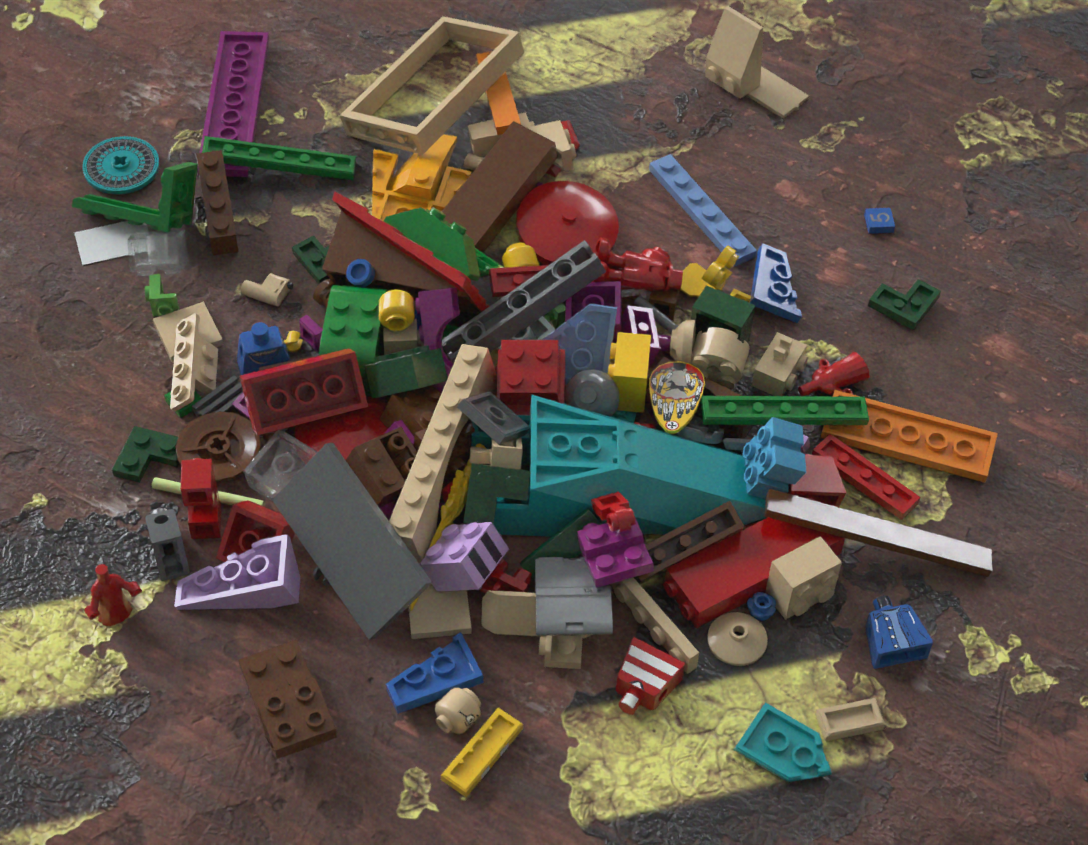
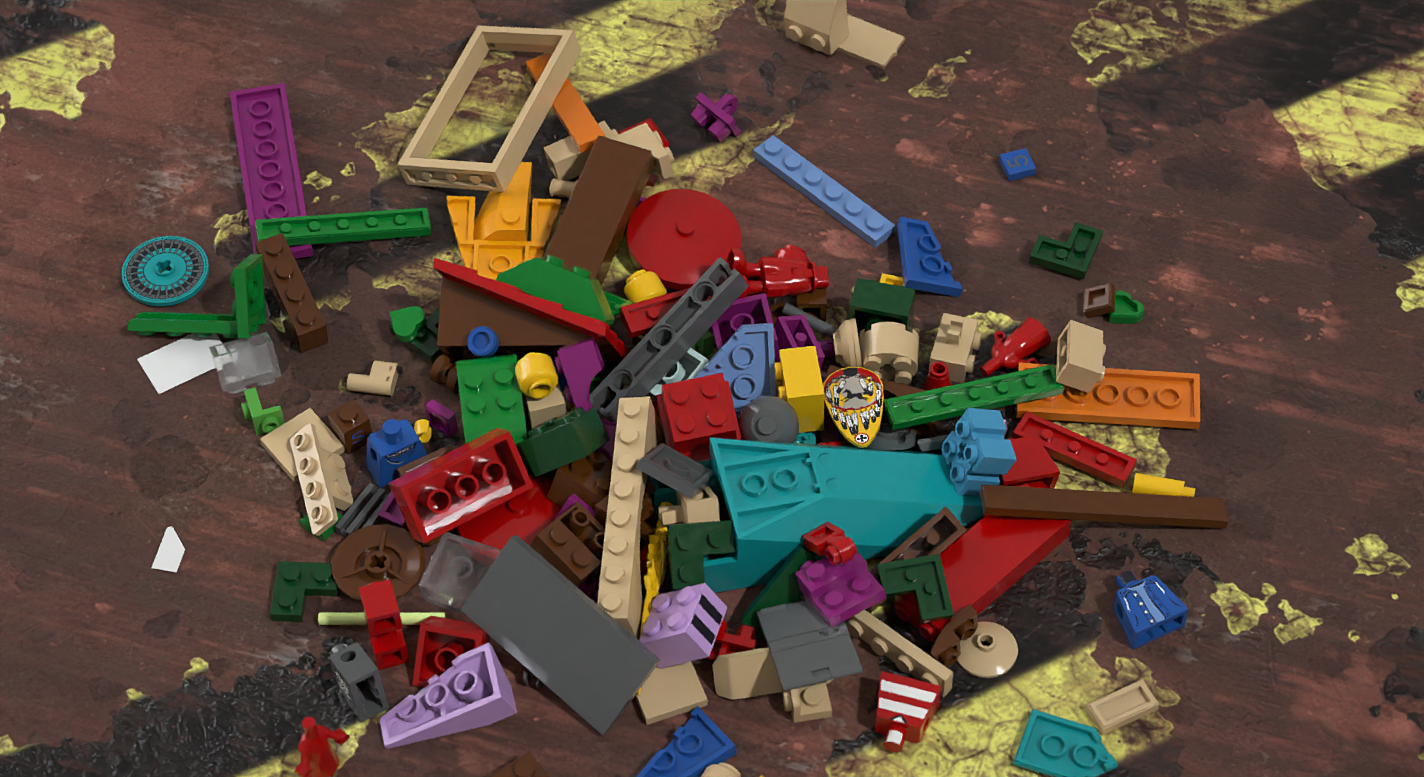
camera: 10 degrees left, 0 degrees up
(46, 399) = (169, 552): none -> white sticker
(230, 323) = (350, 426): none -> reddish brown brick
(307, 246) = (407, 322): none -> green tile
(631, 135) = (720, 112): none -> magenta hips
(691, 559) = (922, 577): none -> dark green plate
(716, 276) = (844, 273): yellow piece -> none
(717, 613) = (960, 627): none -> reddish brown slope
(757, 385) = (937, 376): none -> red cone
(761, 612) = (1001, 616): blue plate -> none
(803, 578) = (1039, 571): tan brick -> none
(890, 395) = (1080, 356): none -> tan brick
(922, 350) = (1099, 300): none -> reddish brown tile
(933, 524) = (1160, 486): none -> yellow cylinder
(943, 363) = (1126, 310): none -> green tile

